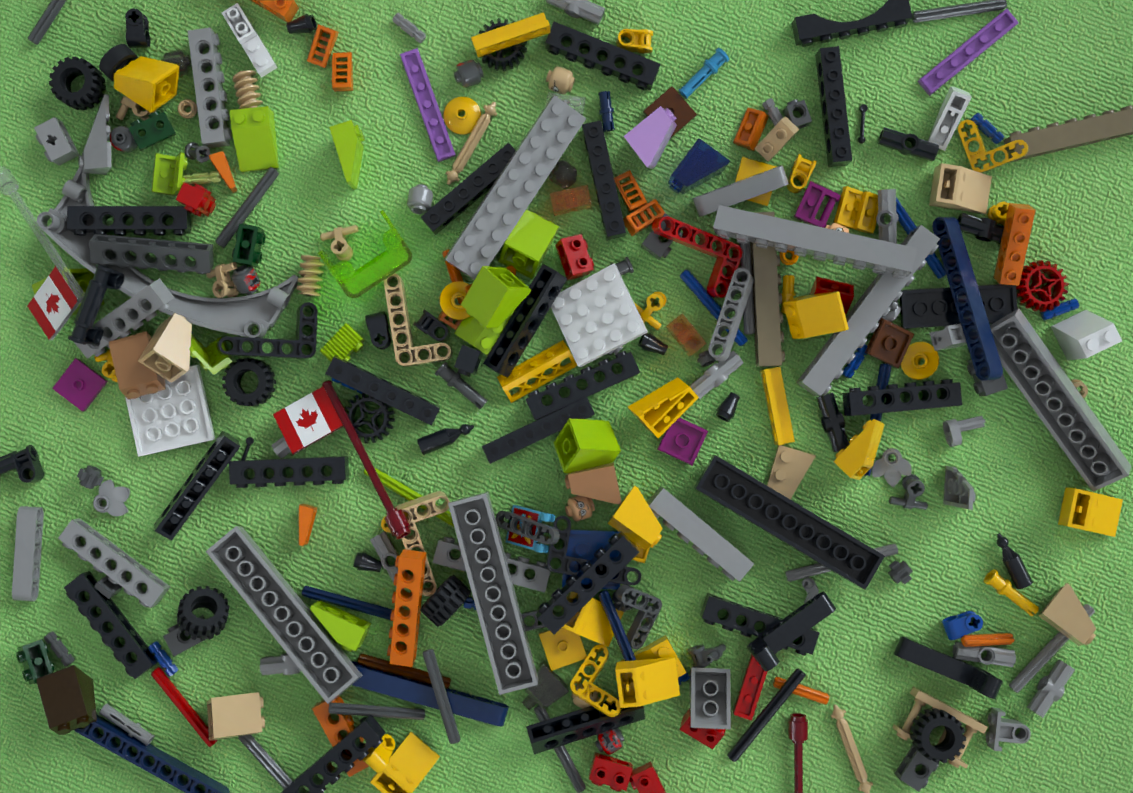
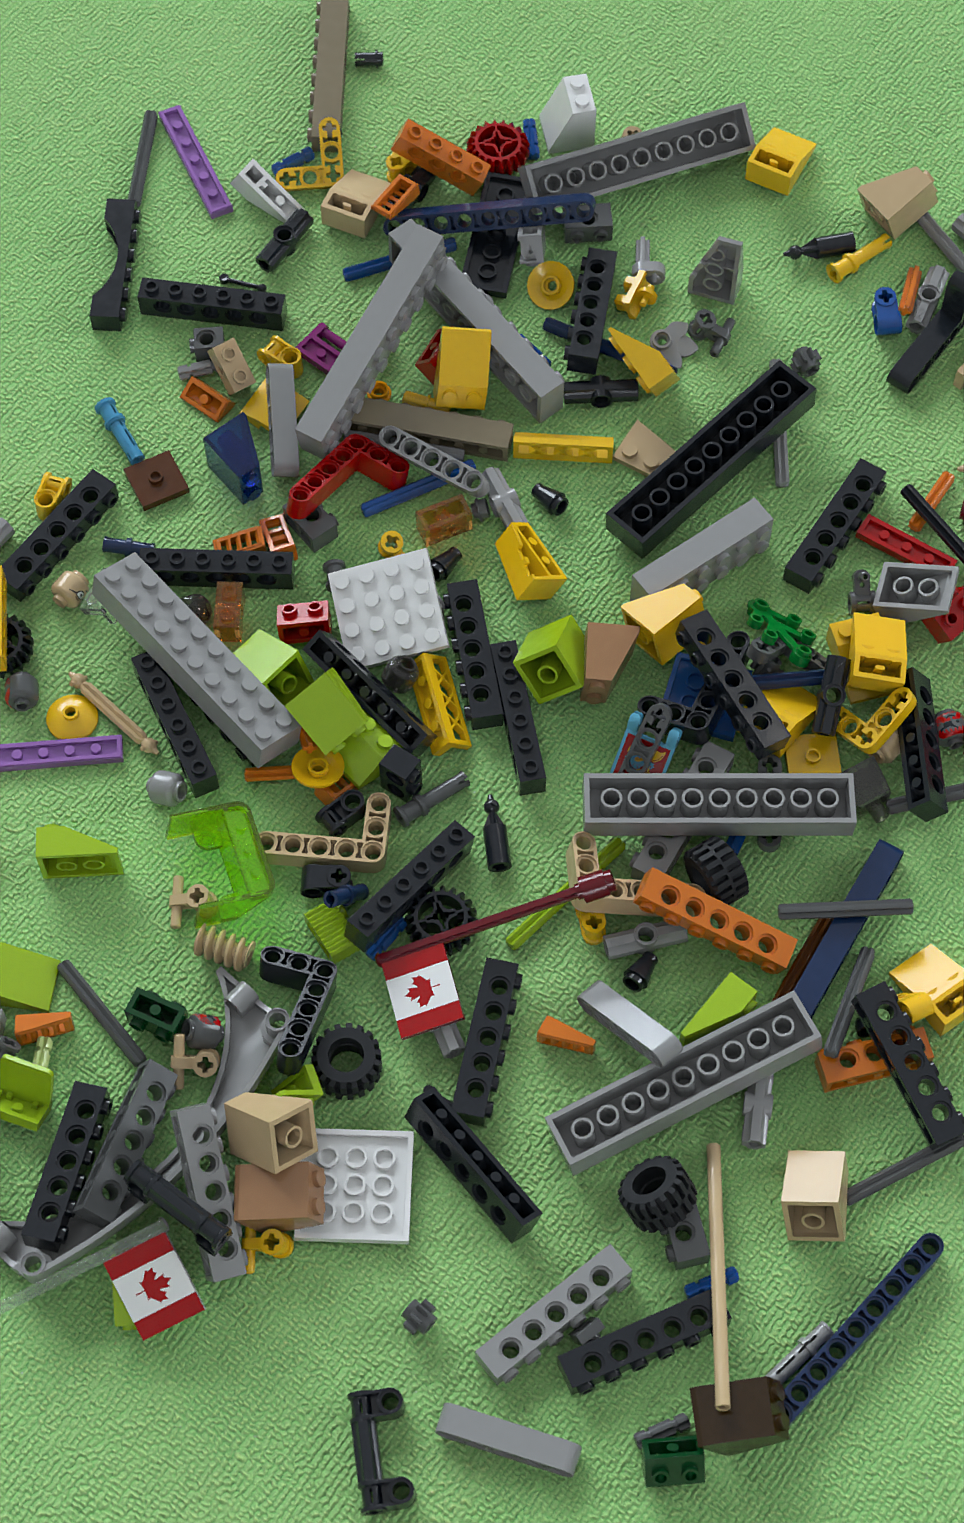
camera: 75 degrees left, 25 degrees down
(80, 384) = (280, 1305): magenta plate -> none
(114, 497) = (458, 1297): light grey plate -> none
(156, 665) = (718, 1278): none -> tan piece
(183, 706) = (788, 1270): red axle -> none
(196, 199) = (70, 1063): red brick -> none
(316, 567) = (630, 1023): none -> light grey beam
(347, 602) = (703, 989): dark blue axle -> none
(366, 348) = (346, 895): none -> dark blue pin
(549, 337) = (400, 674): none -> clear smoke head
(579, 508) = (631, 690): light nougat head -> none
(616, 653) = (826, 712): none -> black piece
(652, 136) = (182, 495): lavender slope -> none
(670, 585) = (760, 611): none -> green plant
(683, 441) = (580, 557): magenta plate -> none
(789, 629) = (861, 503): black beam -> none
(810, 587) = (807, 461): light grey arm -> none
(857, 210) = (342, 308): yellow slope -> none
(886, 205) = (351, 274): light grey piece -> none
(889, 343) = (523, 310): reddish brown plate -> none
(929, 431) = (638, 296): none -> yellow hips
(976, 231) = (399, 183): none -> orange slope
(1105, 159) = (371, 59): none -> black pin

